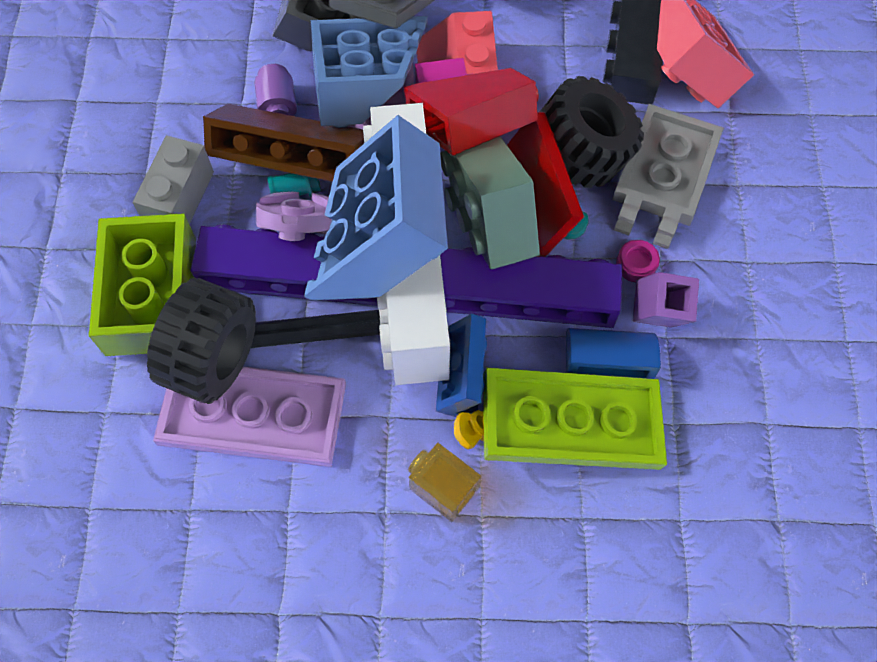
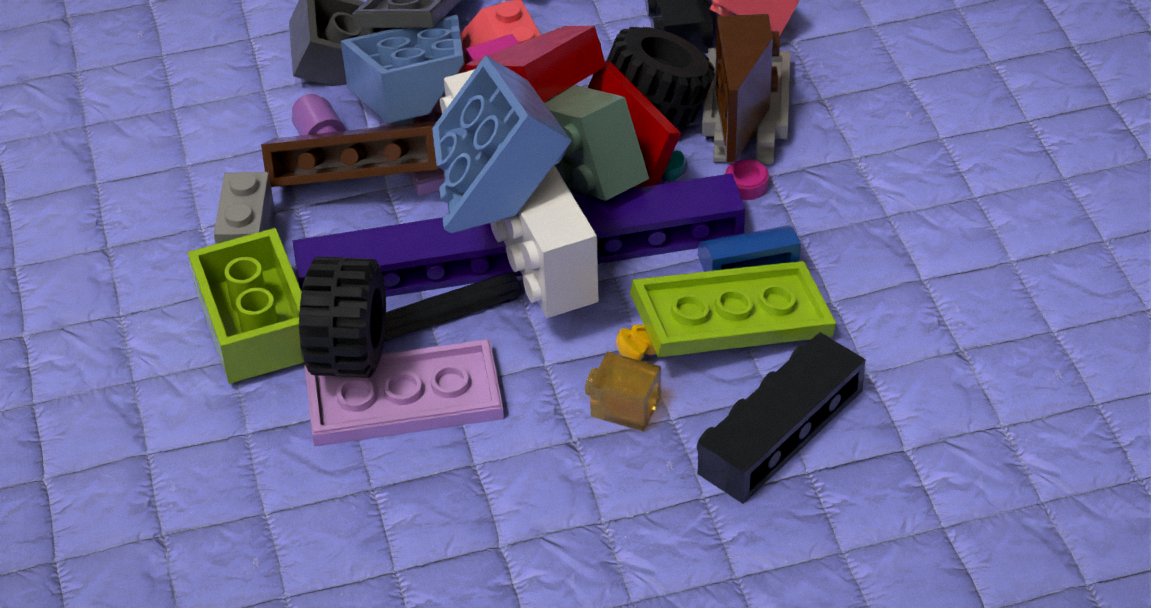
camera: 15 degrees left, 20 degrees down
(292, 215) = (389, 211): lavender plate -> none
(294, 183) = (369, 195): teal pin -> none
(466, 380) = (615, 292): blue bracket -> none
(580, 558) = (780, 417): none -> black brick
(666, 162) = (744, 76): none -> reddish brown slope
(666, 300) = (785, 193): medium lavender brick -> none

